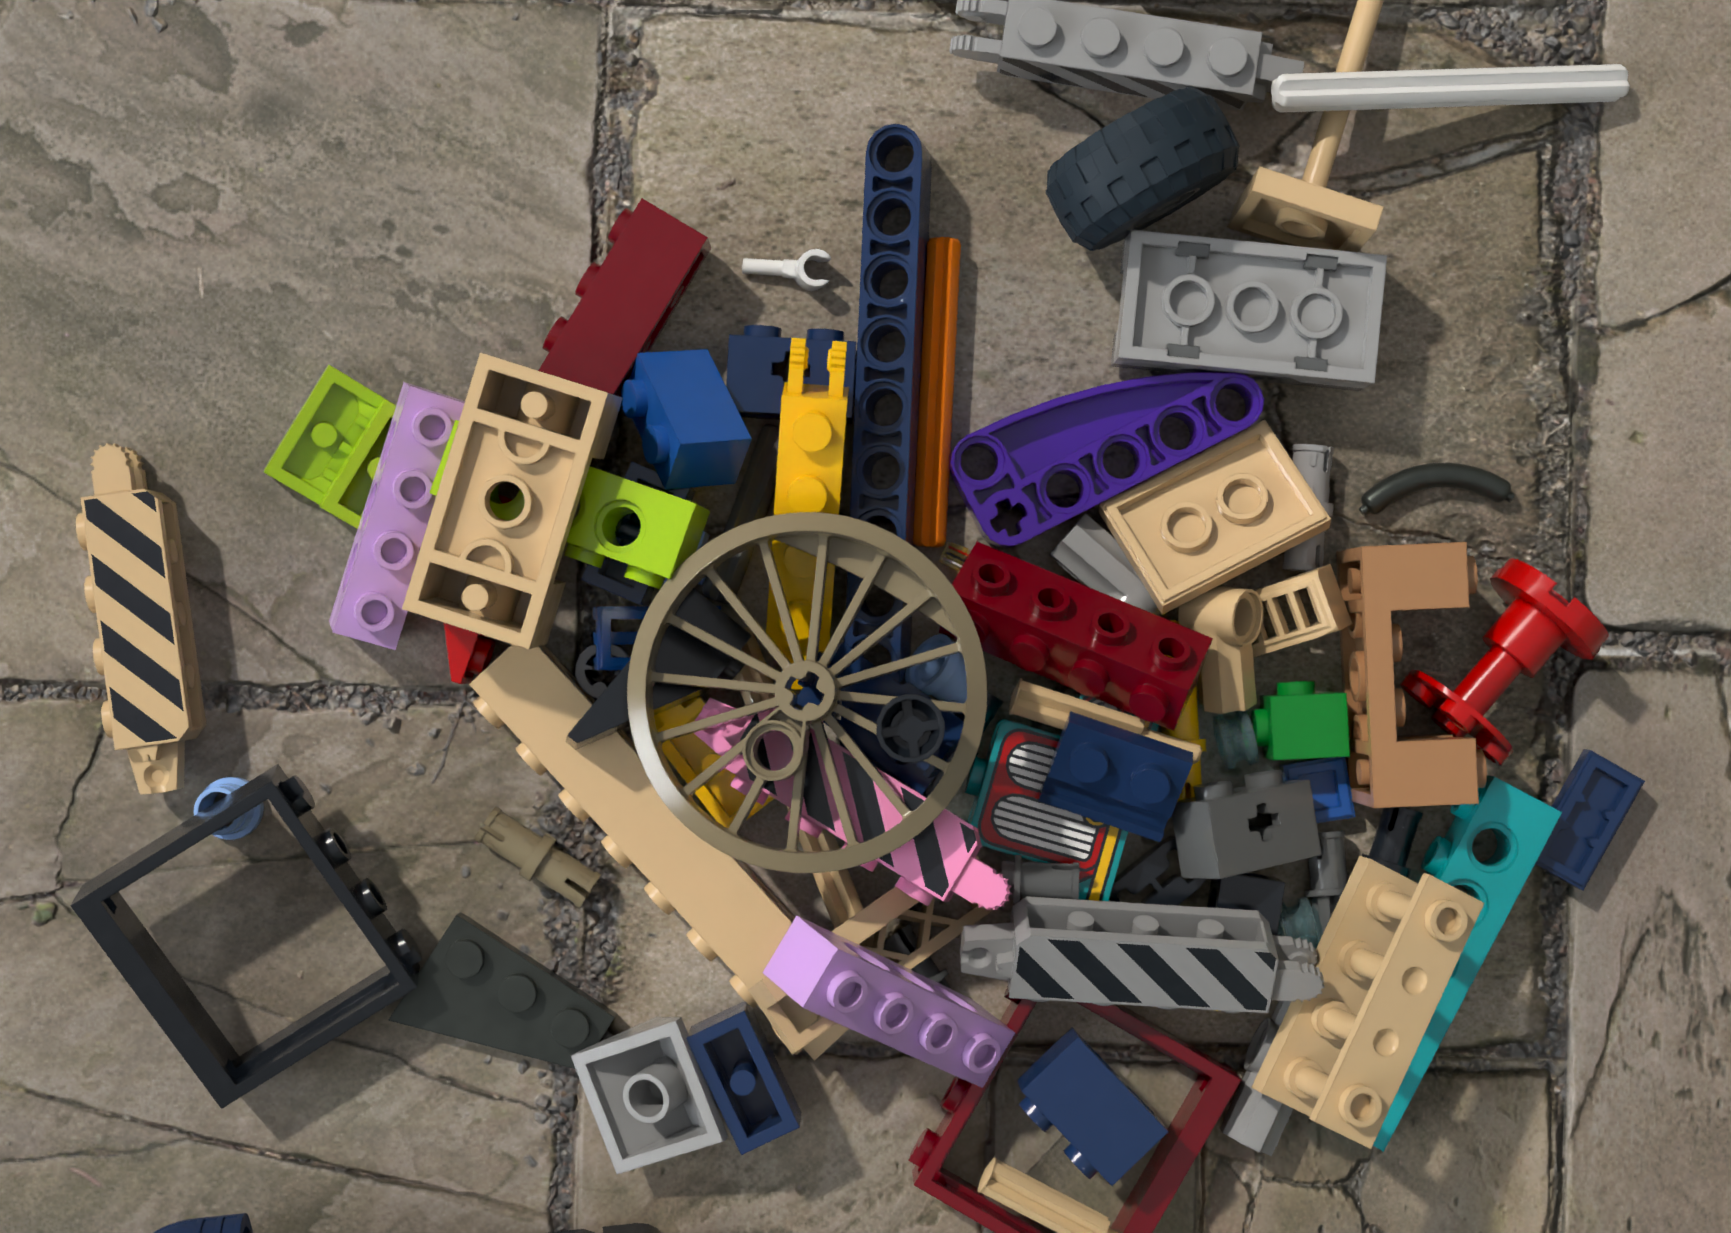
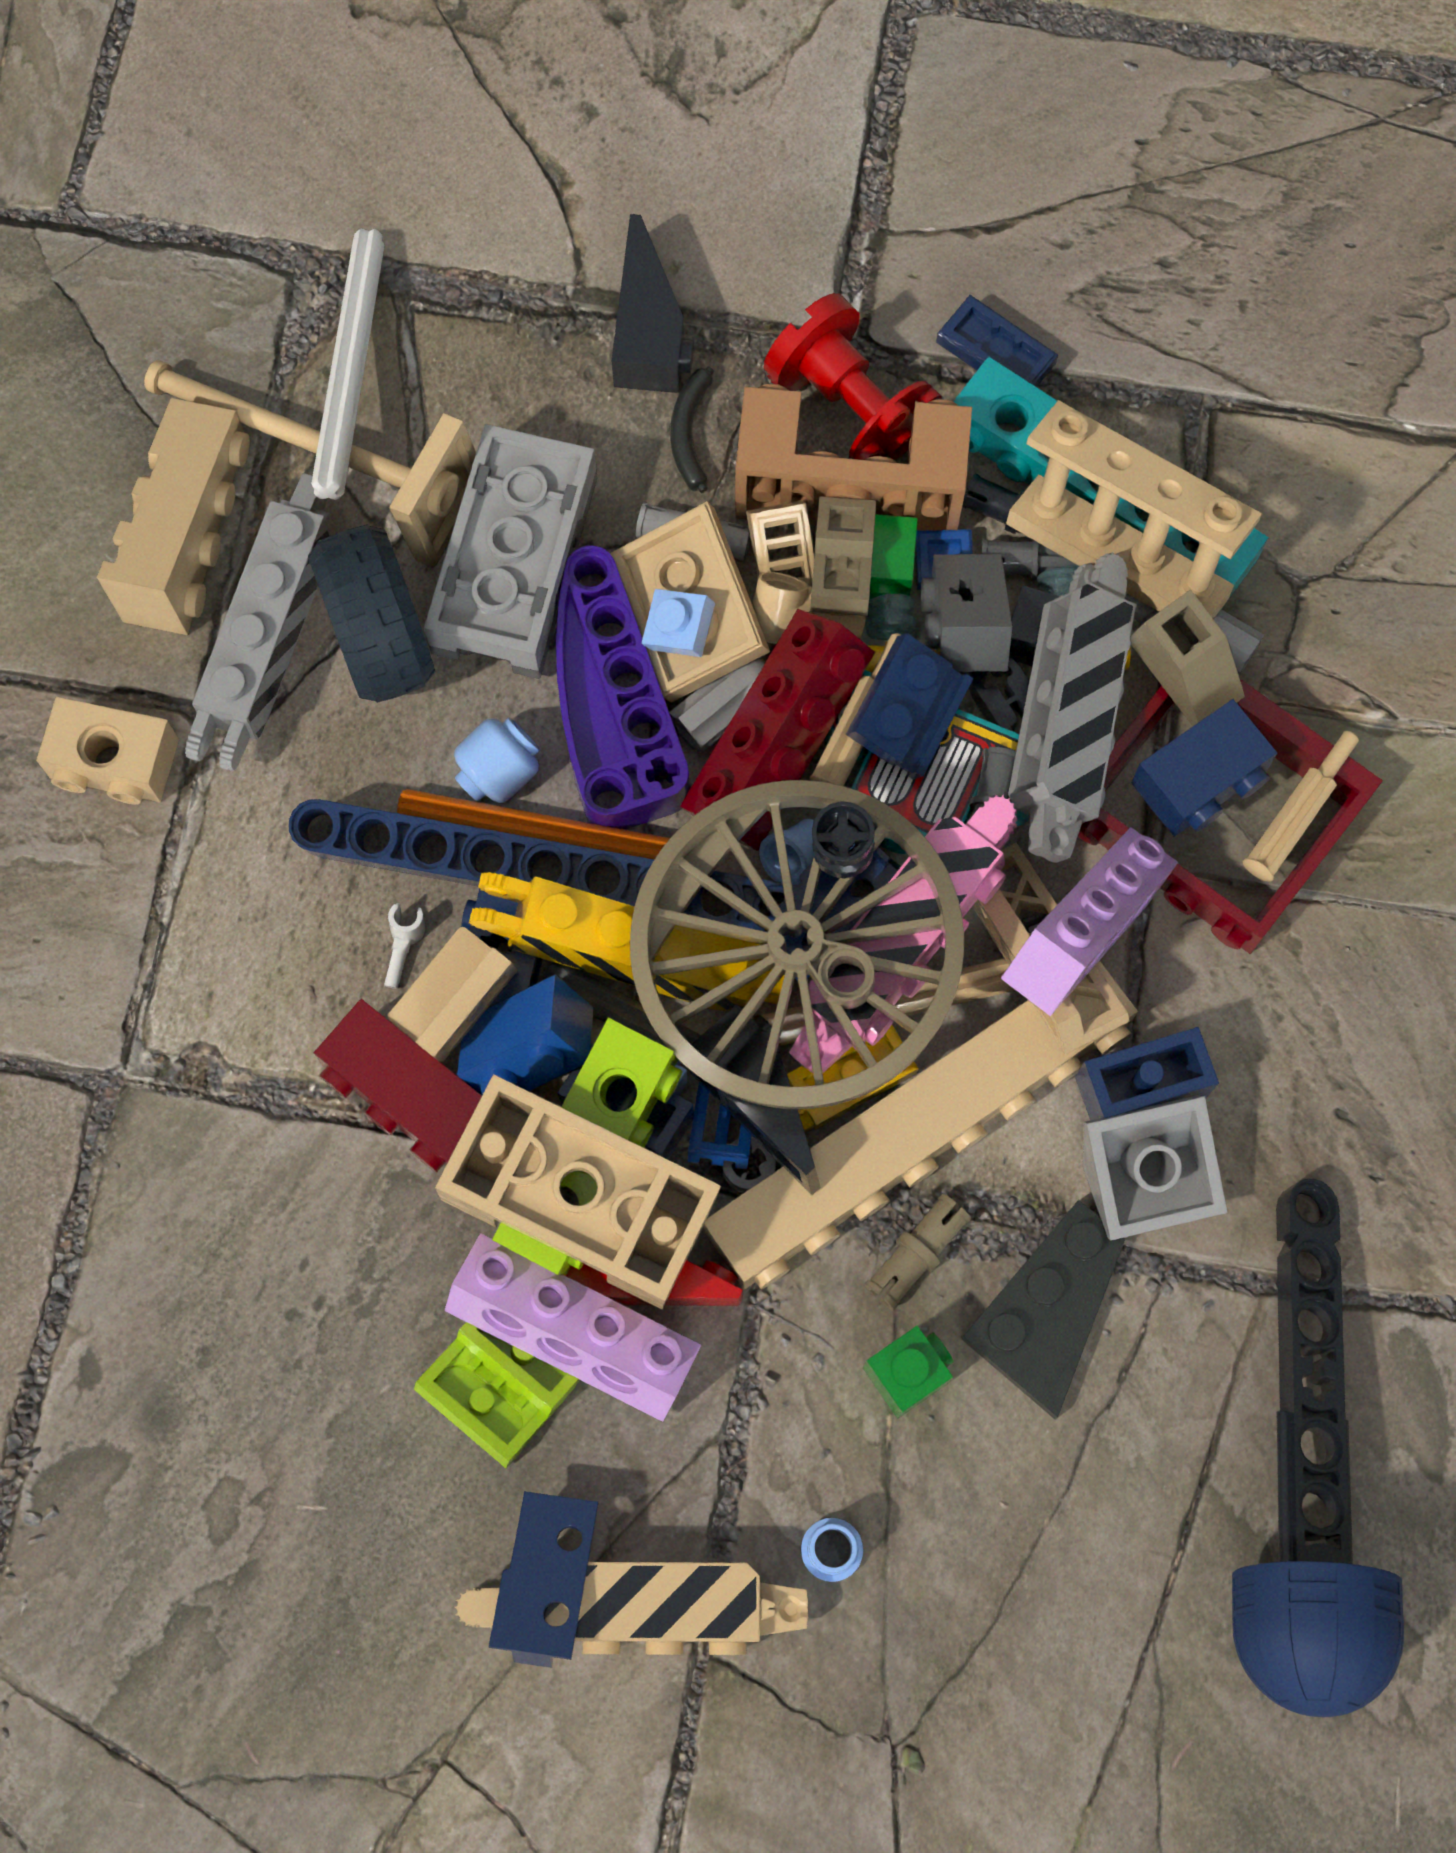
camera: 85 degrees left, 15 degrees down
(145, 526) = (542, 1576): none -> dark blue piece
(170, 998) = (1055, 1481): black window -> none
(408, 865) = (910, 1370): none -> green brick
(725, 331) = (452, 993): none -> tan panel
(1004, 335) = (496, 760): none -> light blue head
(1180, 508) = (678, 622): none -> light blue plate
(1212, 1078) = (1189, 657): none -> dark tan slope
(1287, 680) = (843, 556): none -> dark tan slope
(1549, 420) = (649, 324): none -> black slope

